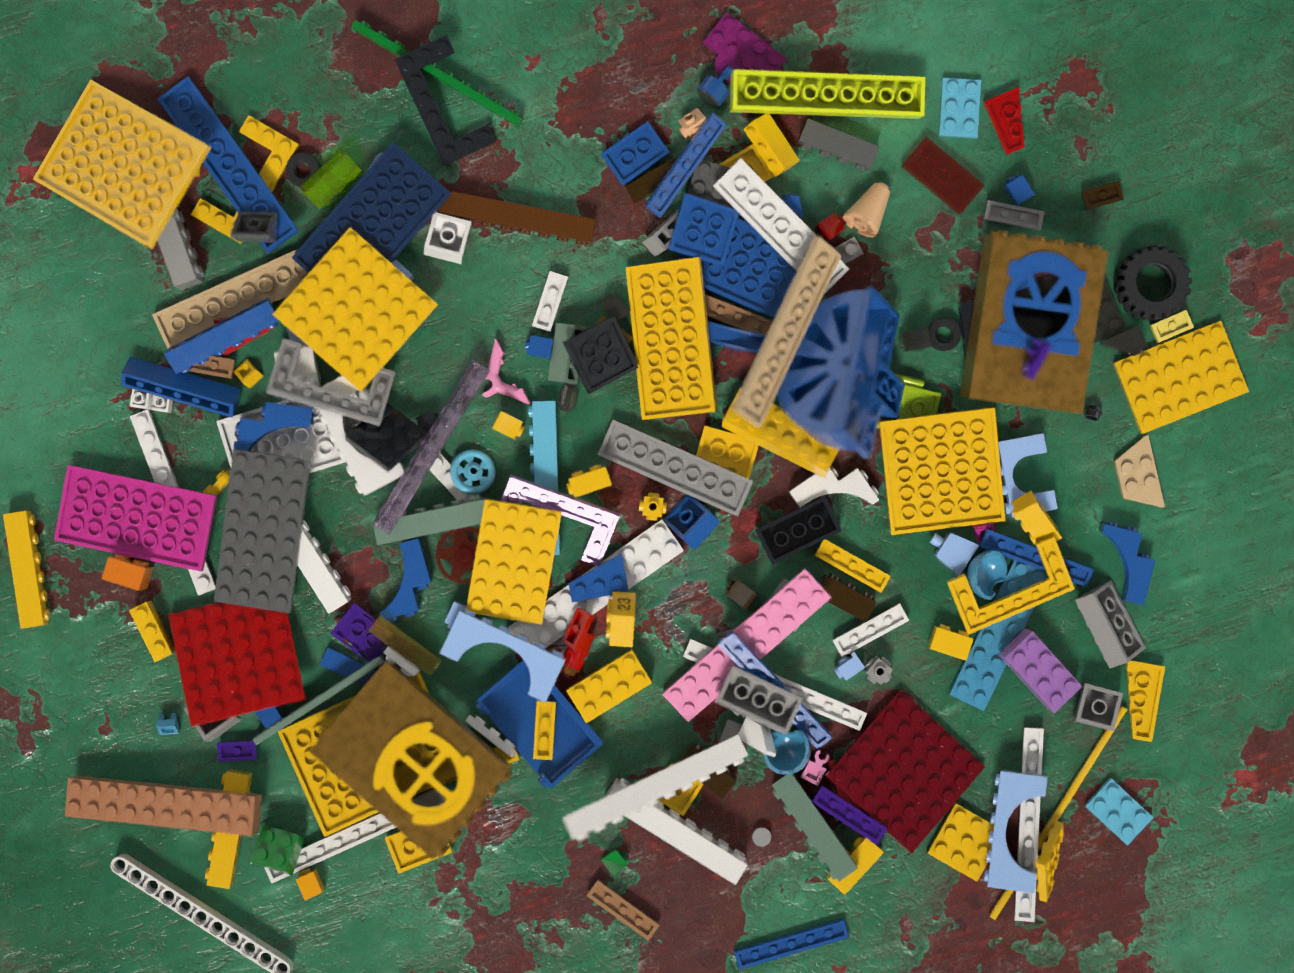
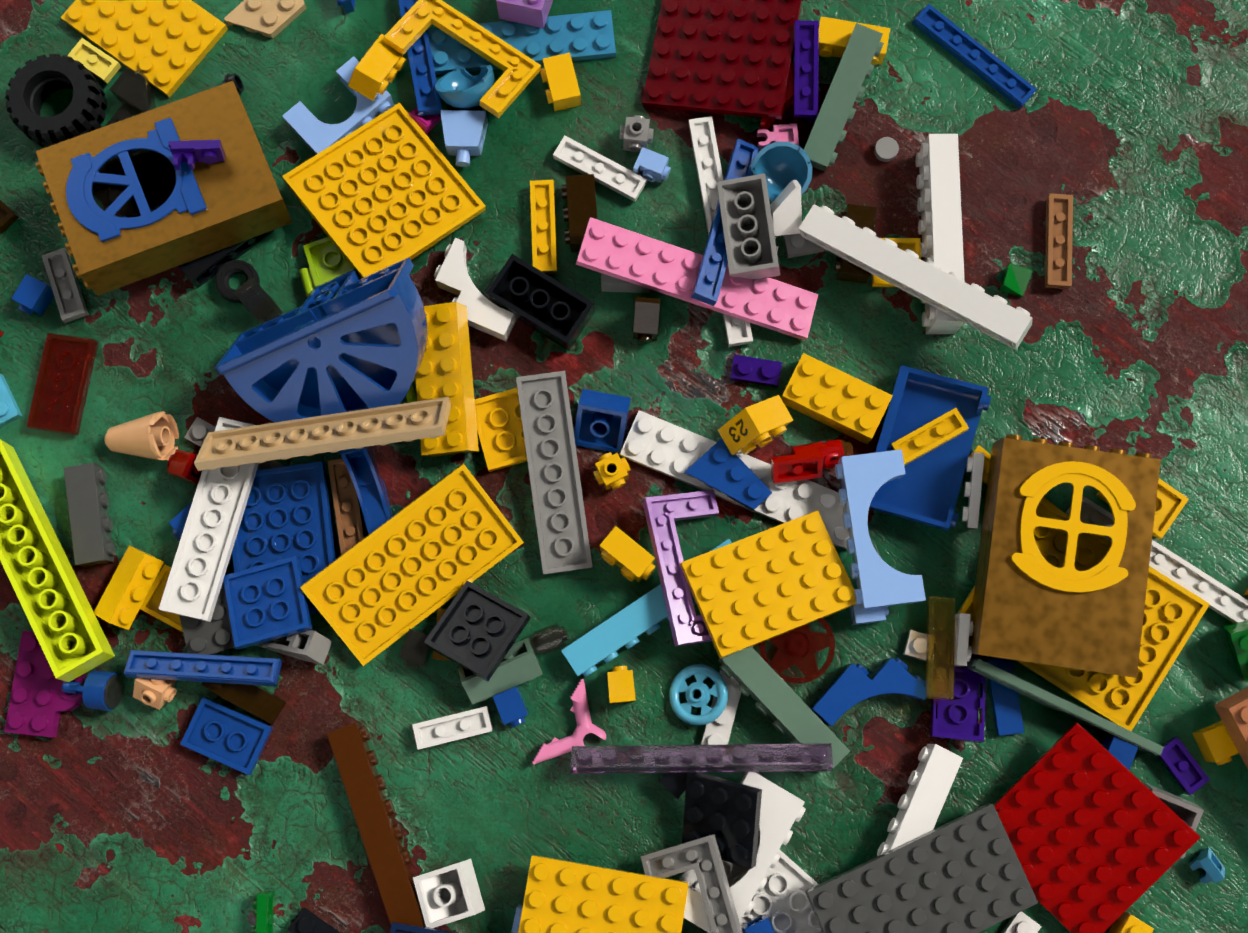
camera: 120 degrees left, 10 degrees down
(417, 632) = (916, 645): none -> white plate
(662, 646) = (756, 371): none -> dark purple plate

